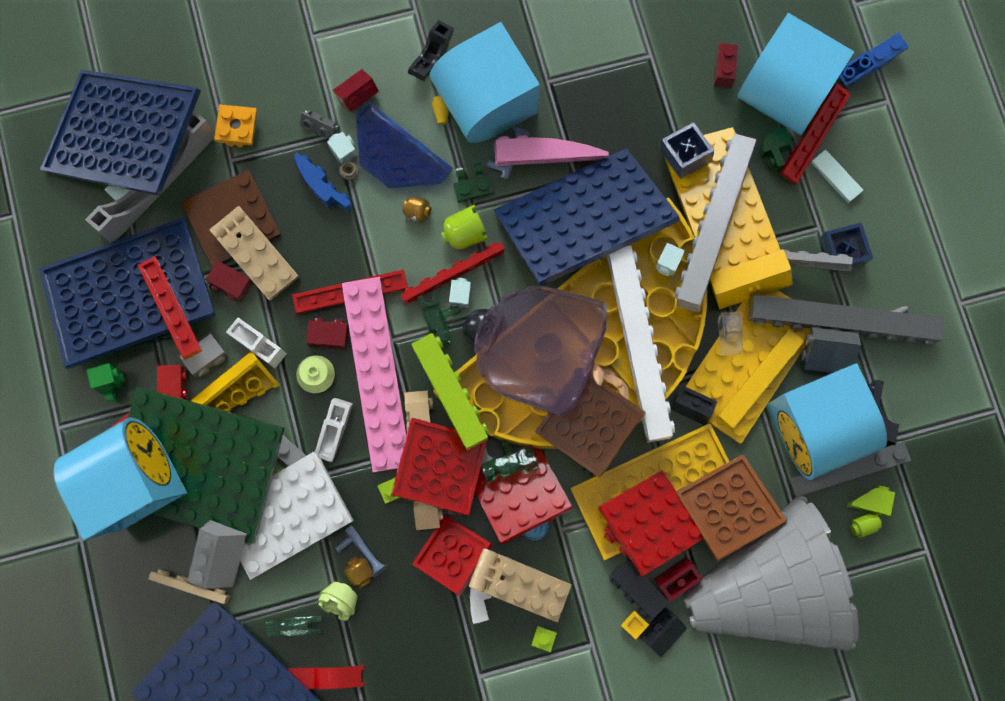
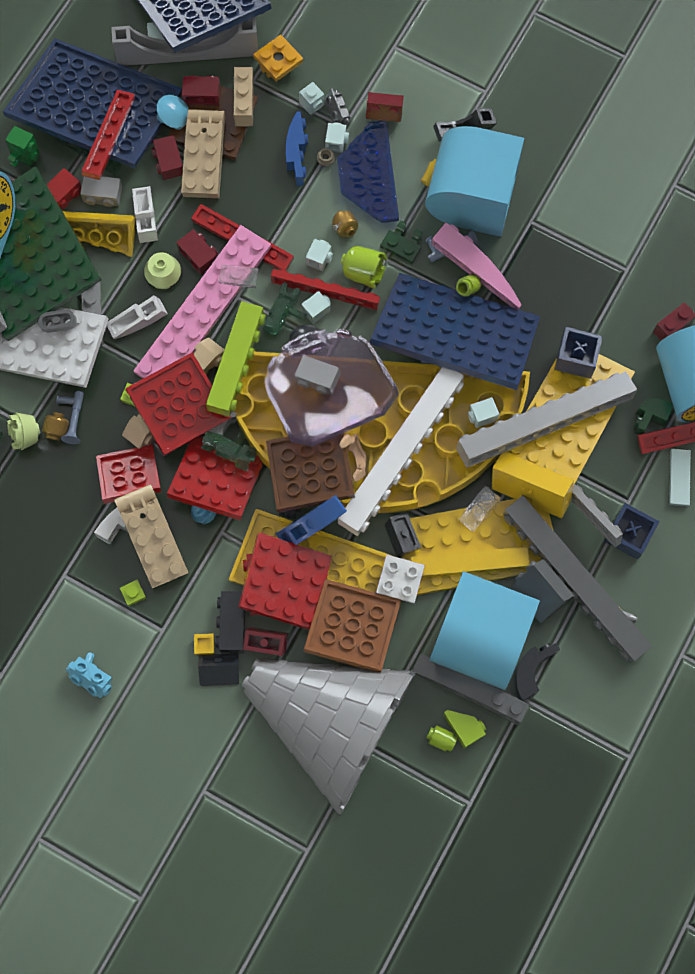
camera: 45 degrees right, 5 degrees down
(197, 242) = (172, 111): none -> medium azure dish
(202, 204) = (201, 90): none -> dark red brick
(241, 180) = (243, 96): none -> tan brick
(282, 491) = (58, 321): none -> dark grey plate
(293, 133) = (311, 98): none -> light aqua brick
(381, 324) = (238, 276): none -> clear tile
(421, 250) = (319, 255): none -> light aqua brick
(525, 346) = (317, 375): none -> light grey brick
(556, 172) = (468, 285): none -> lime brick
(631, 461) = (312, 521): none -> blue slope
(728, 439) = (400, 579): none -> white plate

